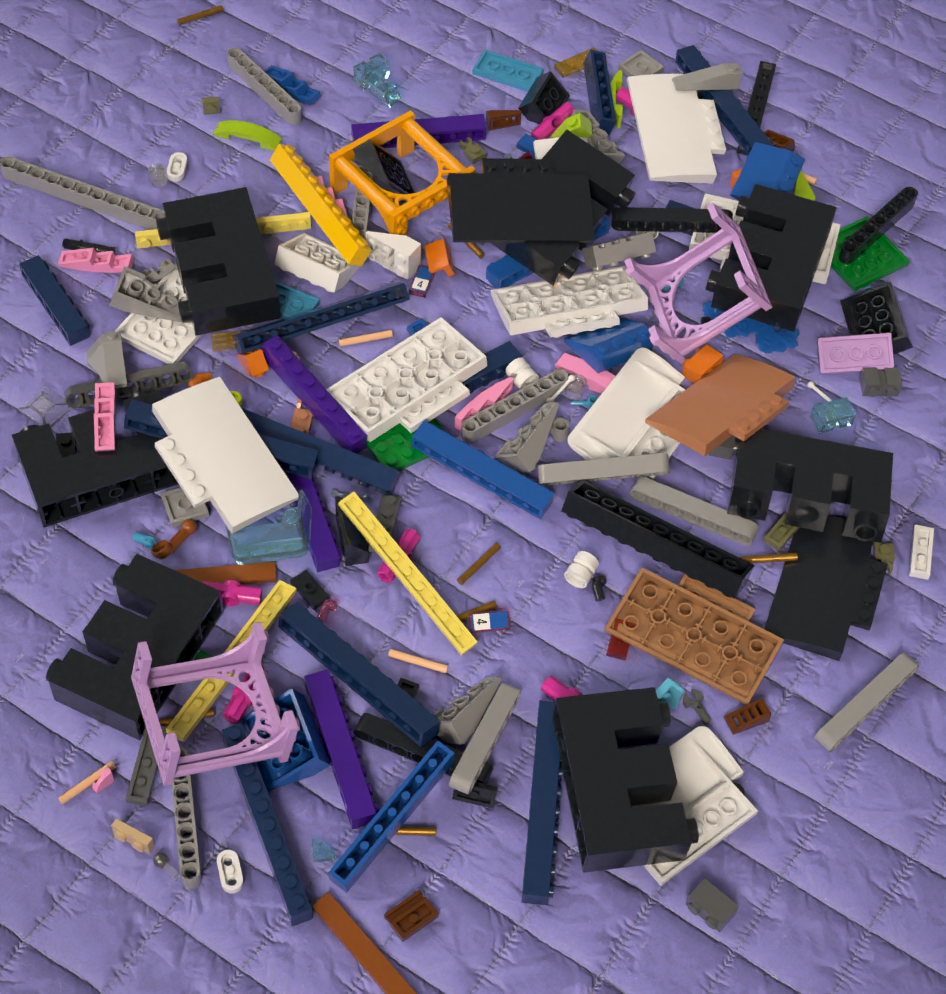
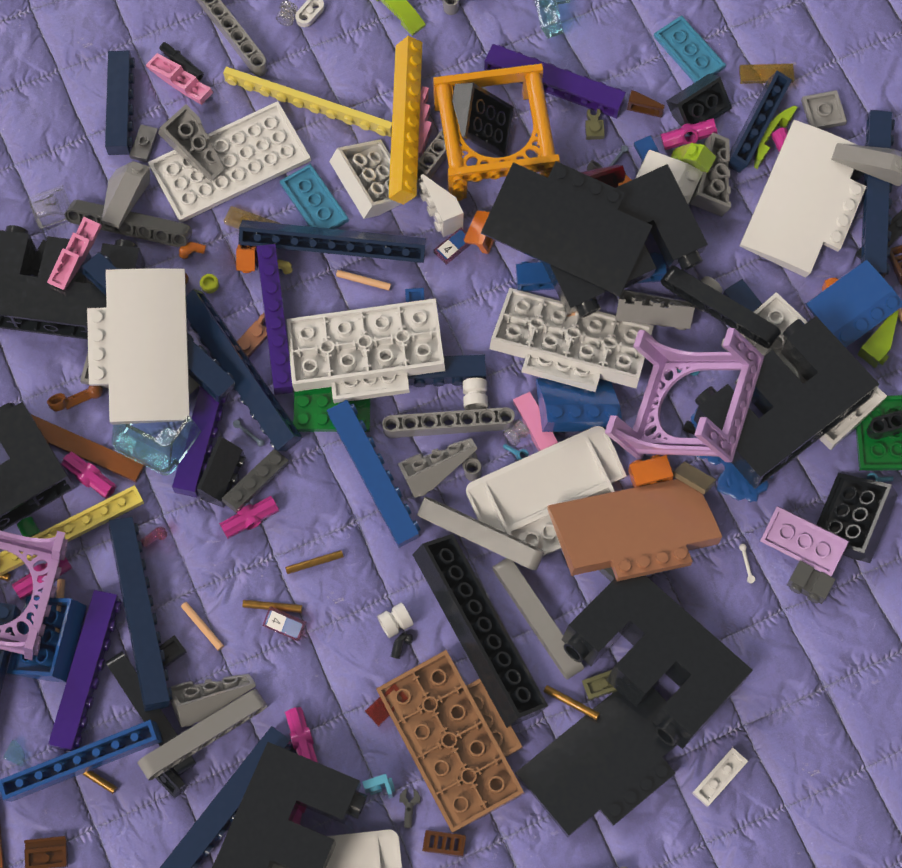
camera: 35 degrees right, 15 degrees up
(97, 321) = (144, 143): none -> flat silver plate
(147, 540) = (53, 385): dark azure arm -> none
(164, 269) = (218, 119): light grey slope -> none
(220, 261) = (284, 141): black brick -> none
(309, 589) = (156, 507): black plate -> none
(407, 573) = (237, 542): light yellow plate -> none
(484, 400) = (425, 403): bright pink slope -> none
(571, 378) = (486, 433): white hinge -> none
(739, 352) = (694, 477): none -> dark tan tile
(833, 414) = (738, 591): clear light blue brick -> none
(885, 553) = (684, 760): olive plate -> none

